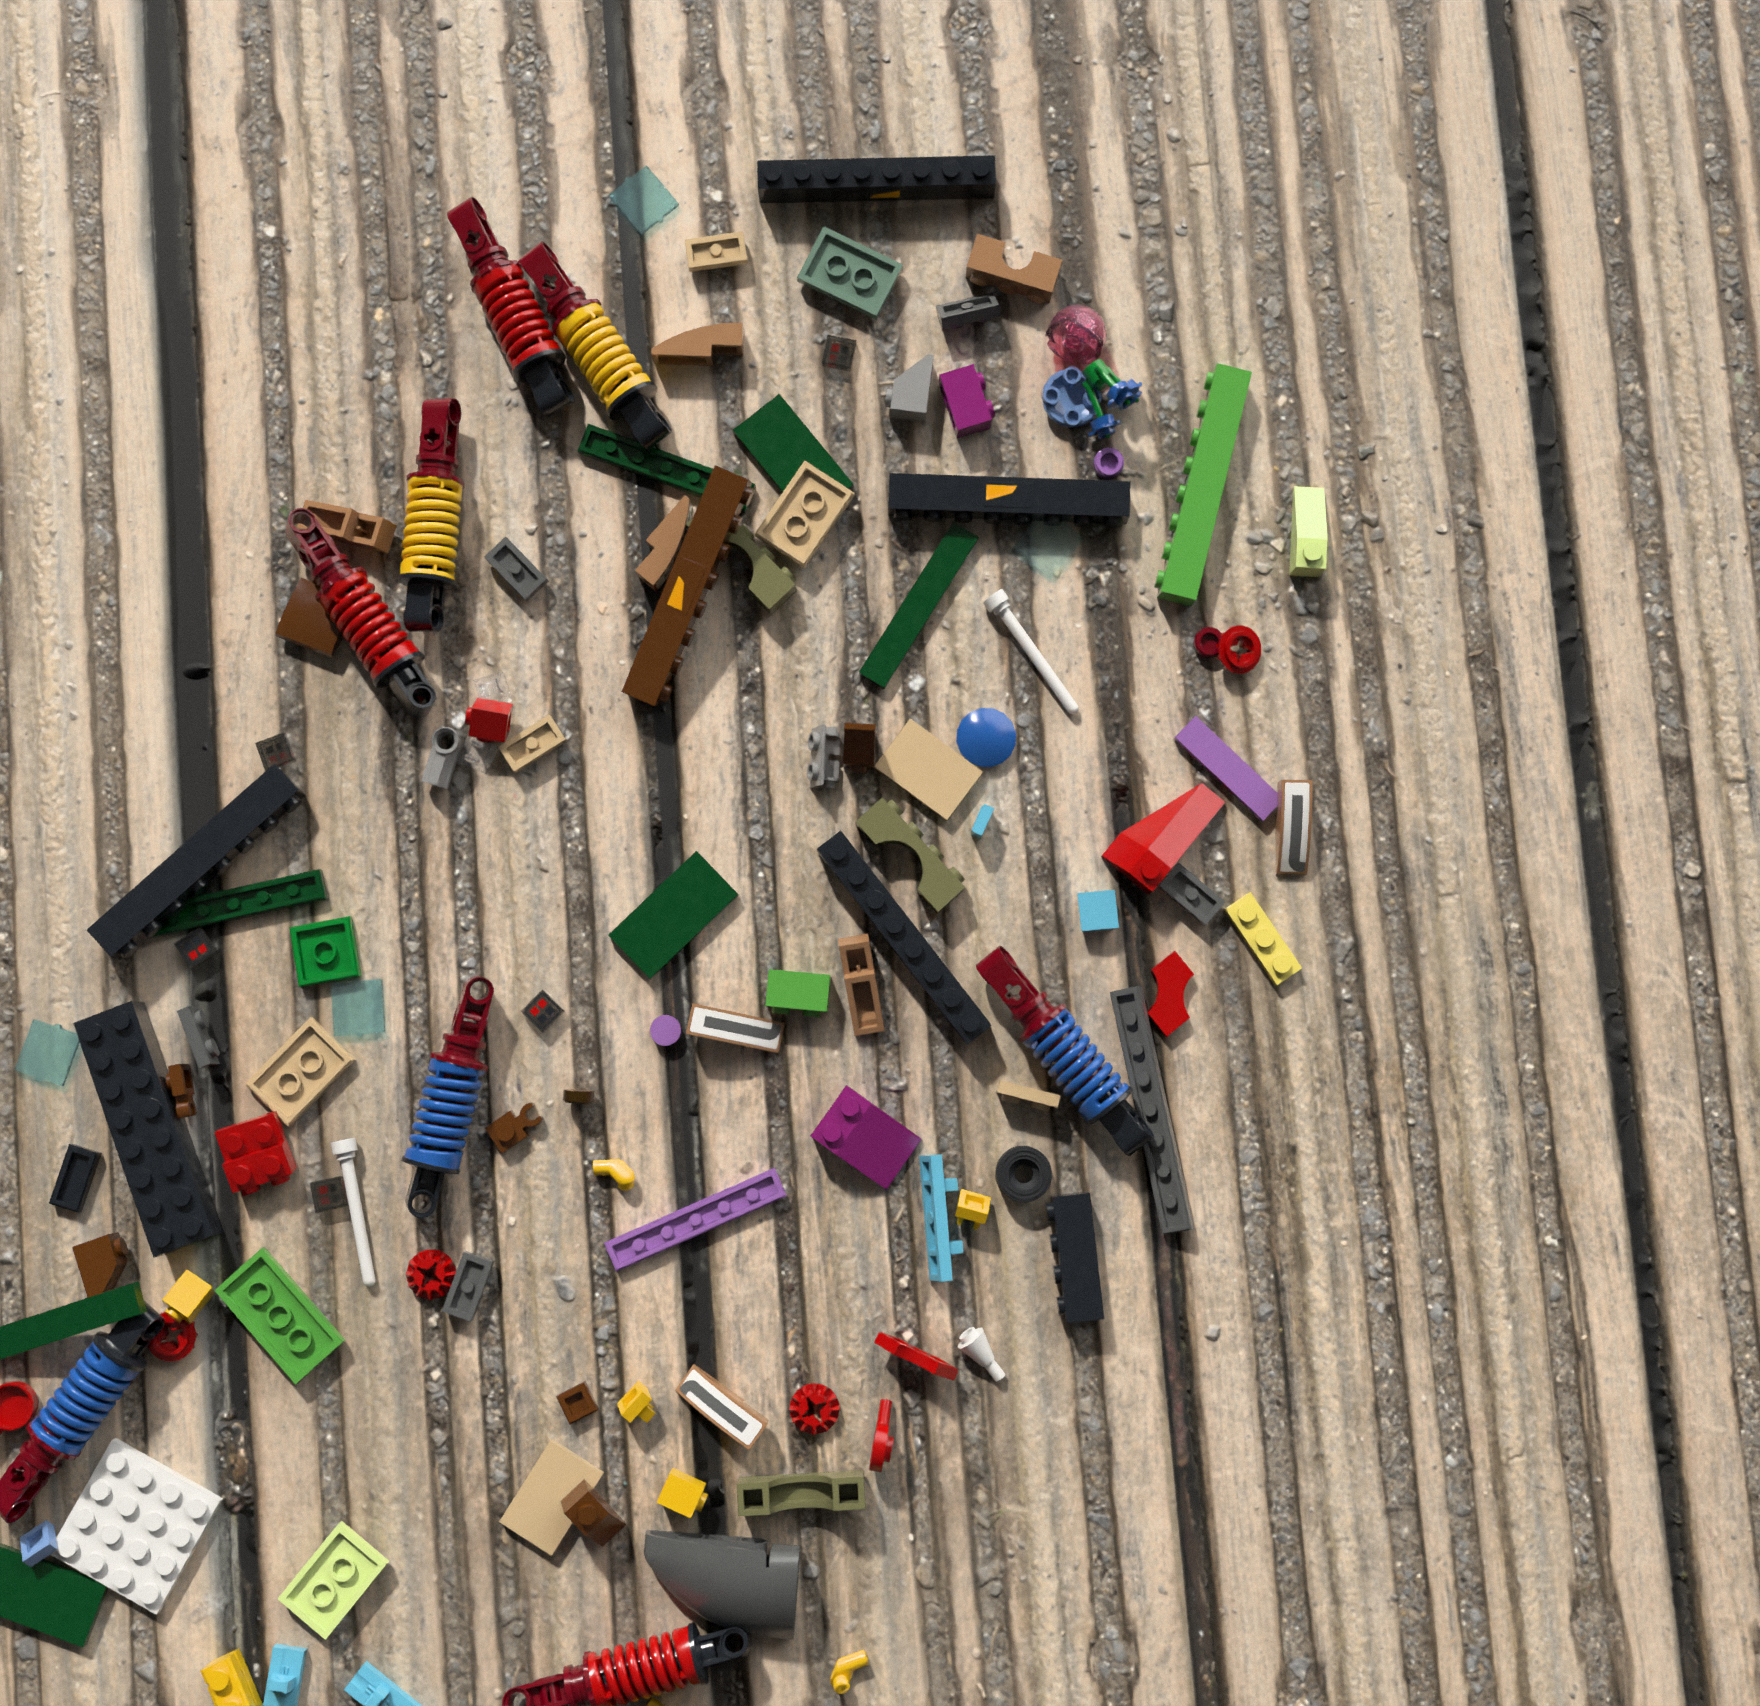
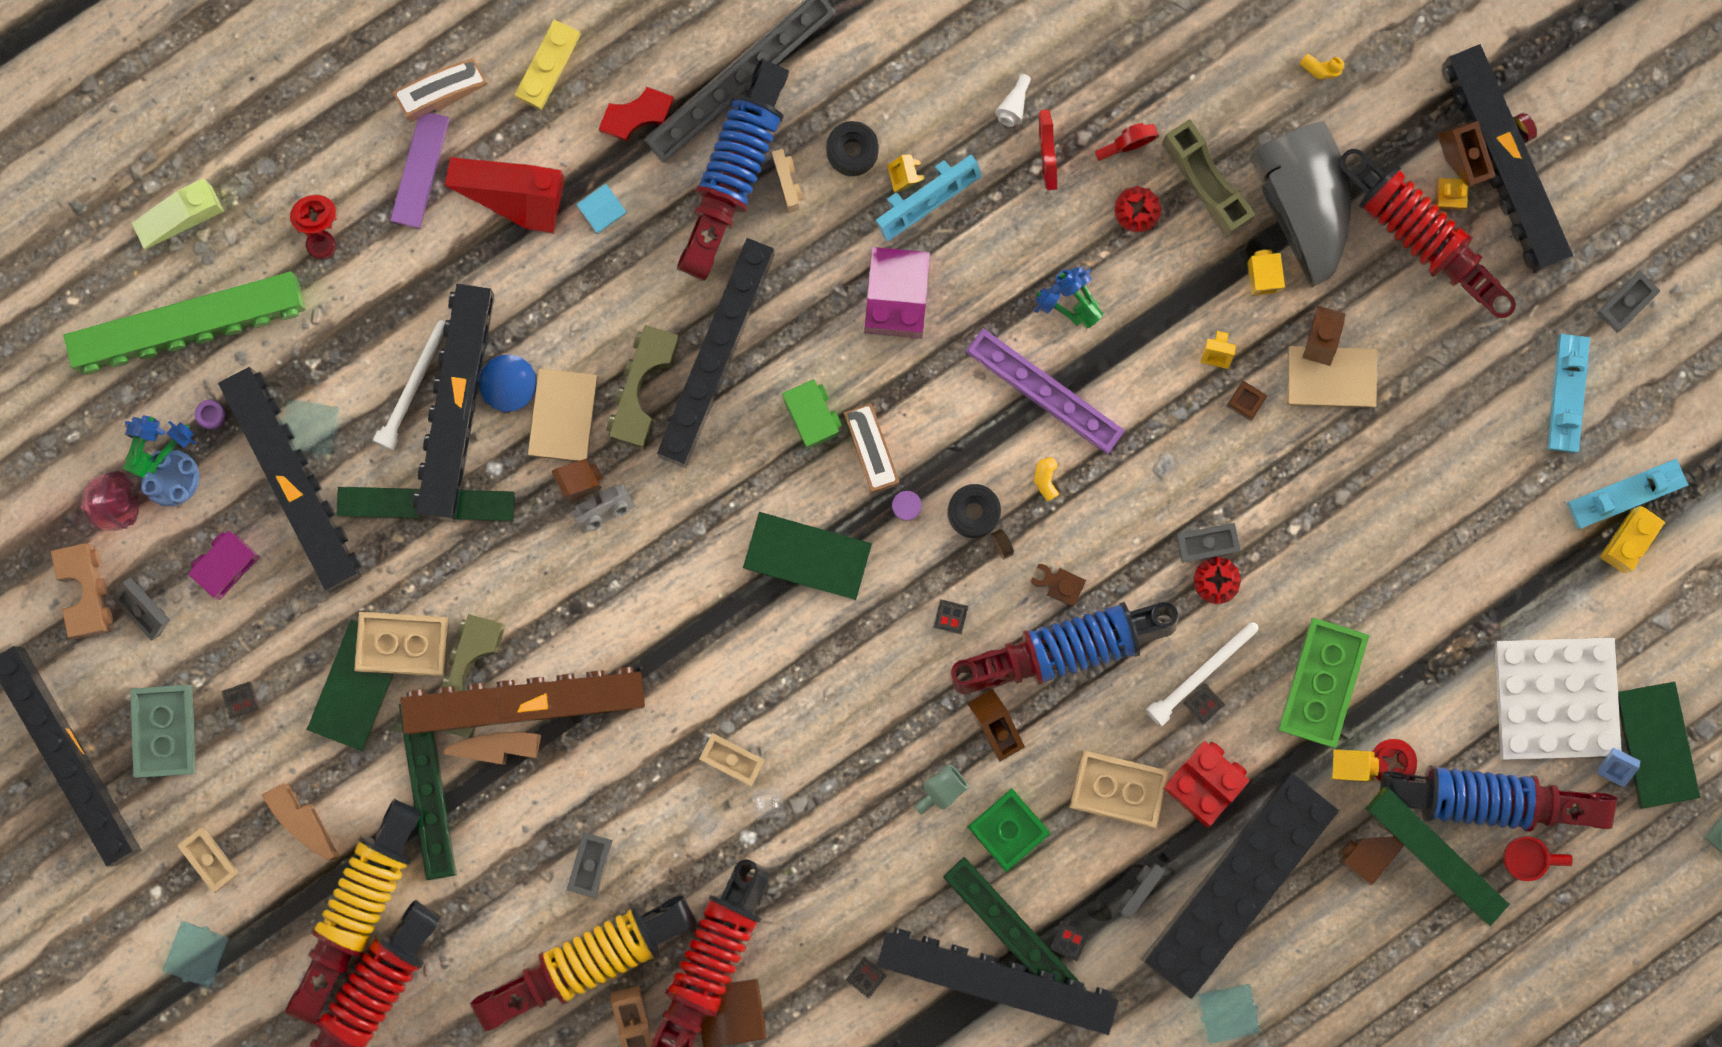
camera: 125 degrees left, 0 degrees up
(75, 1178) = (1316, 924): black tile -> none
(181, 1084) = (1187, 883): reddish brown plate -> none
(333, 1580) = (1501, 511): yellowish green plate -> none
(358, 1007) = (1038, 774): clear light blue piece -> none
(393, 913) = (942, 789): none -> sand green piece
(422, 994) = (996, 724): none -> reddish brown slope
(441, 761) = (791, 827): light grey piece -> none
(489, 720) = (733, 806): red brick -> none
(606, 1088) = (974, 527): none -> black tyre
(722, 1406) = (1180, 281): slope -> none
(773, 1297) = (1069, 283): none -> plant
(861, 984) = (774, 367): medium nougat slope -> none
(911, 392) = (242, 614): light grey slope -> none
(981, 821) = (581, 344): medium azure tile -> none
(993, 679) = (454, 403): none -> black brick
(1076, 1256) = (893, 69): black brick -> none
(1191, 894) = (544, 139): dark grey plate -> none

